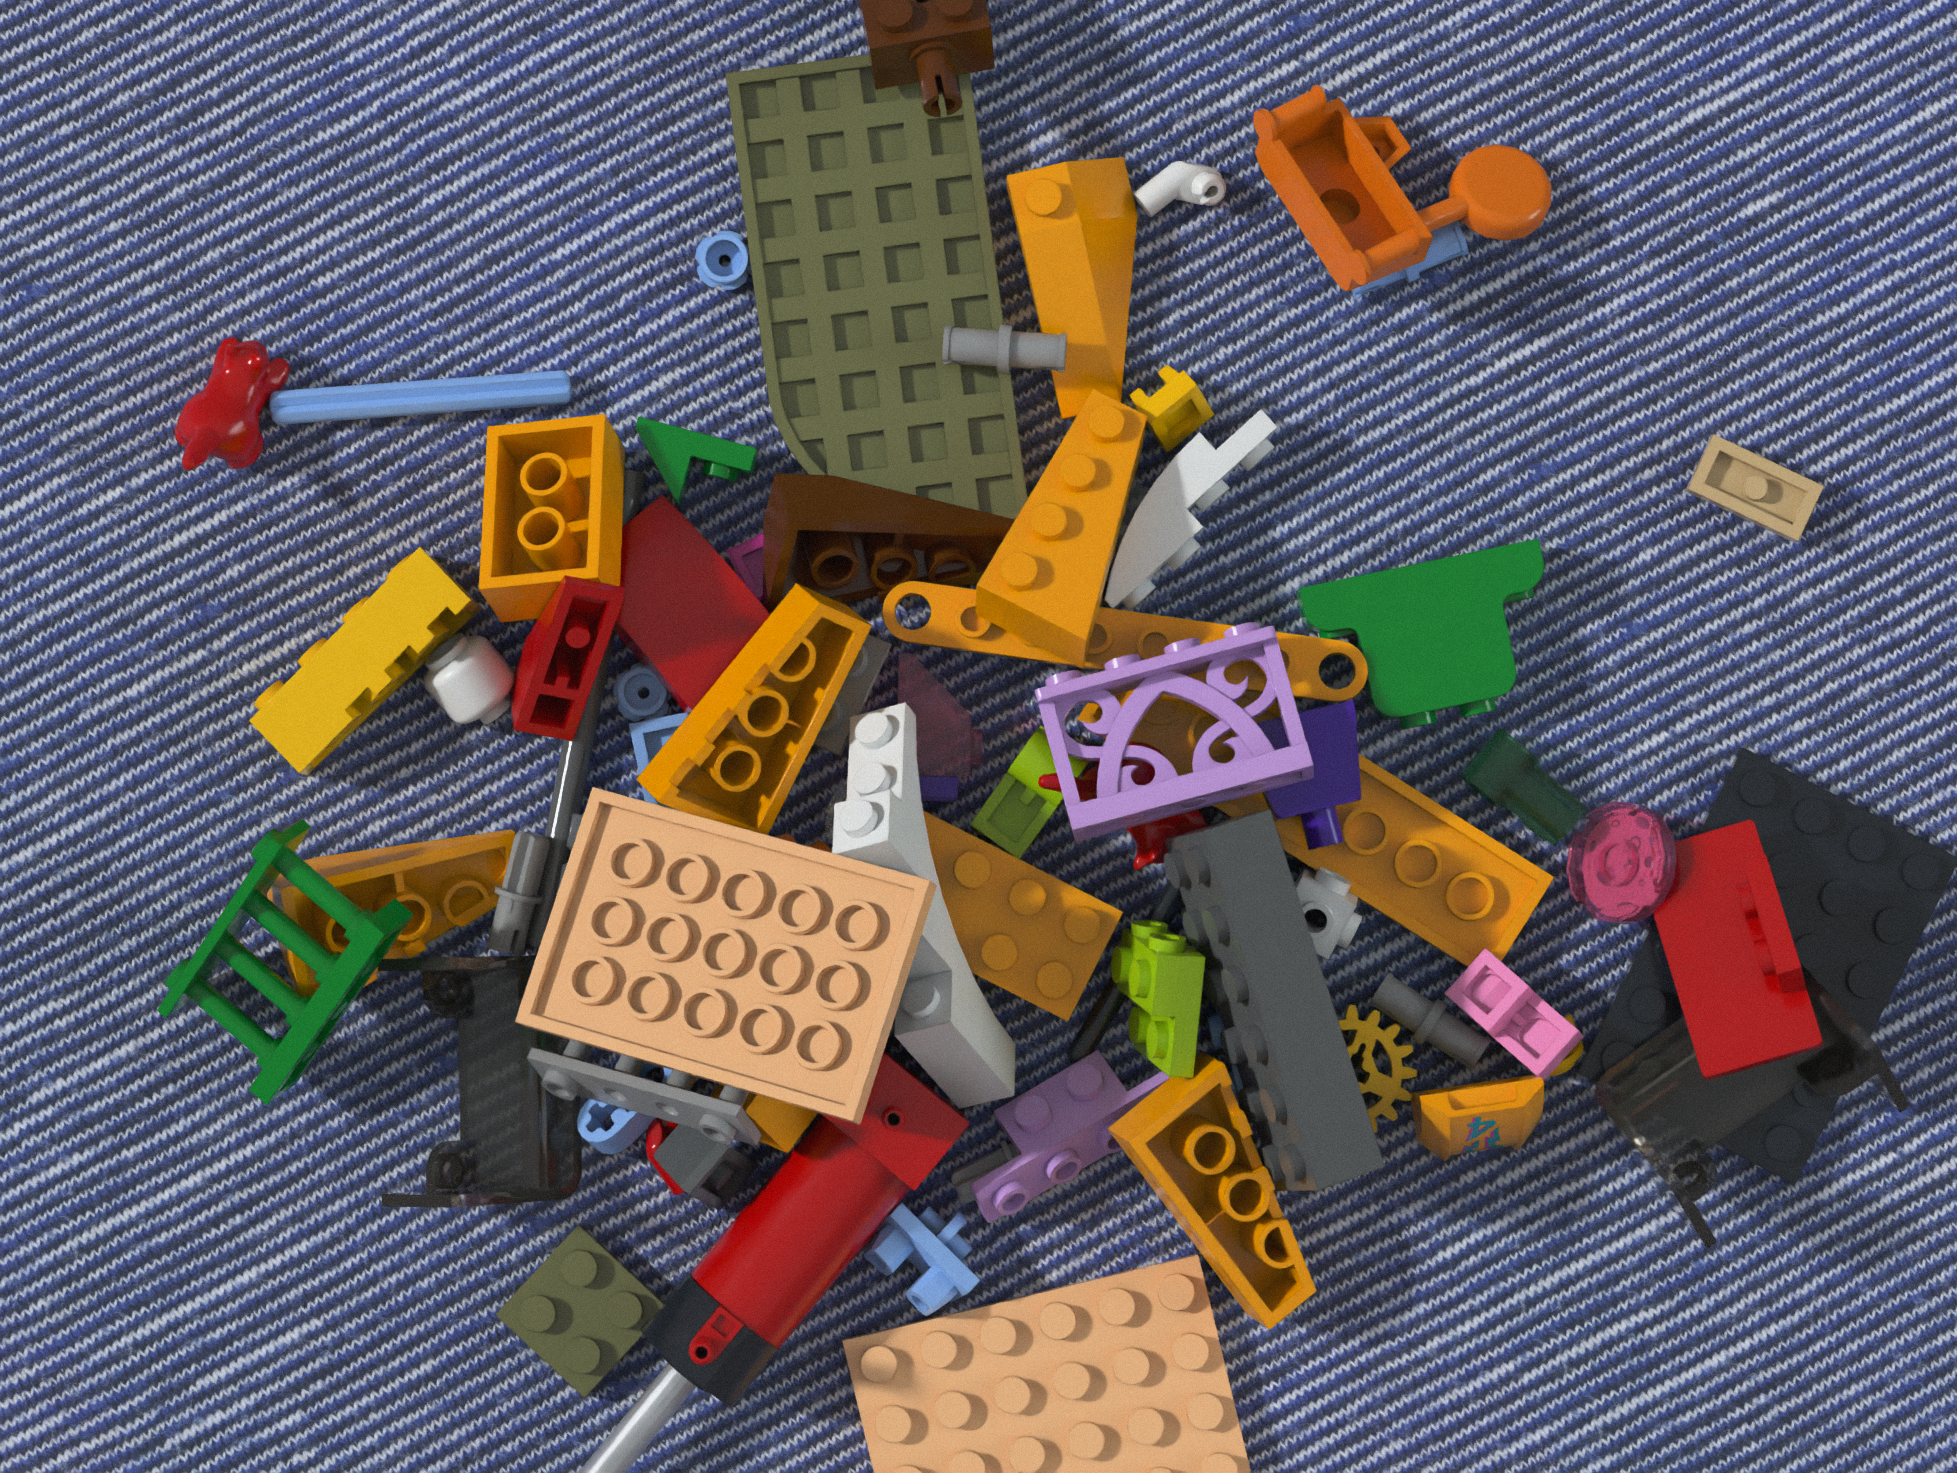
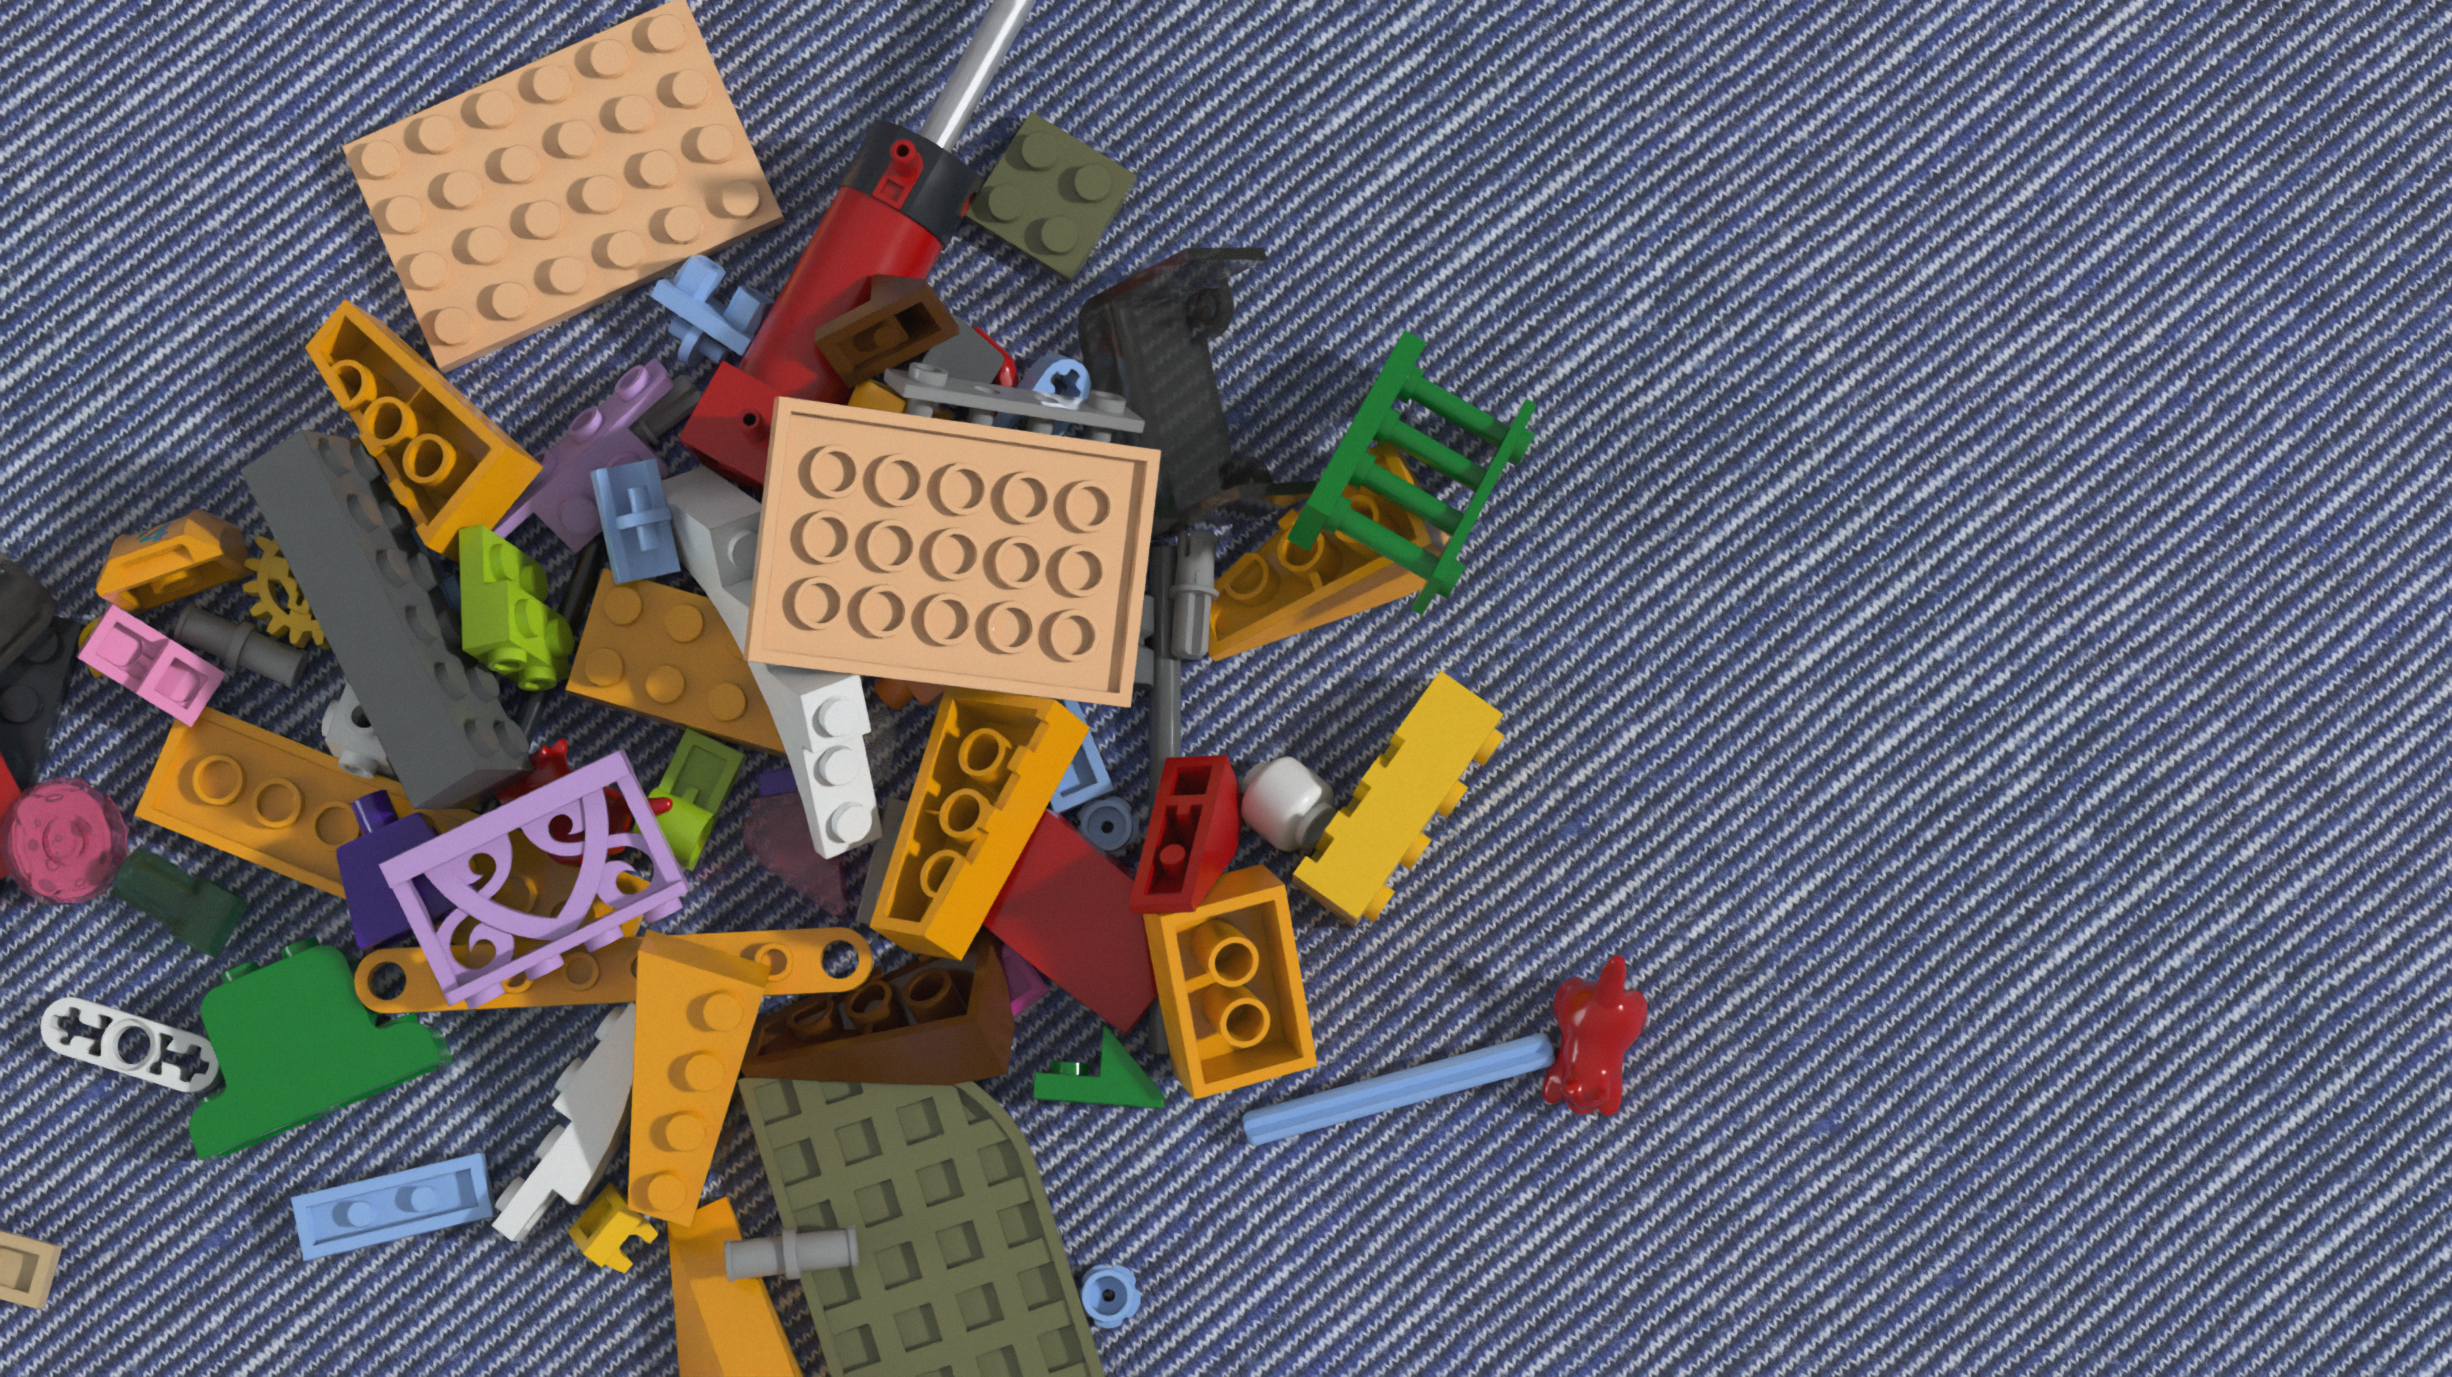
camera: 175 degrees right, 5 degrees down
(743, 1187) = (887, 330): none -> reddish brown slope
(1027, 1057) = (635, 521): none -> light blue hips
(1369, 466) = (394, 1206): none -> light blue plate
(1637, 672) = (96, 1015): none -> white beam

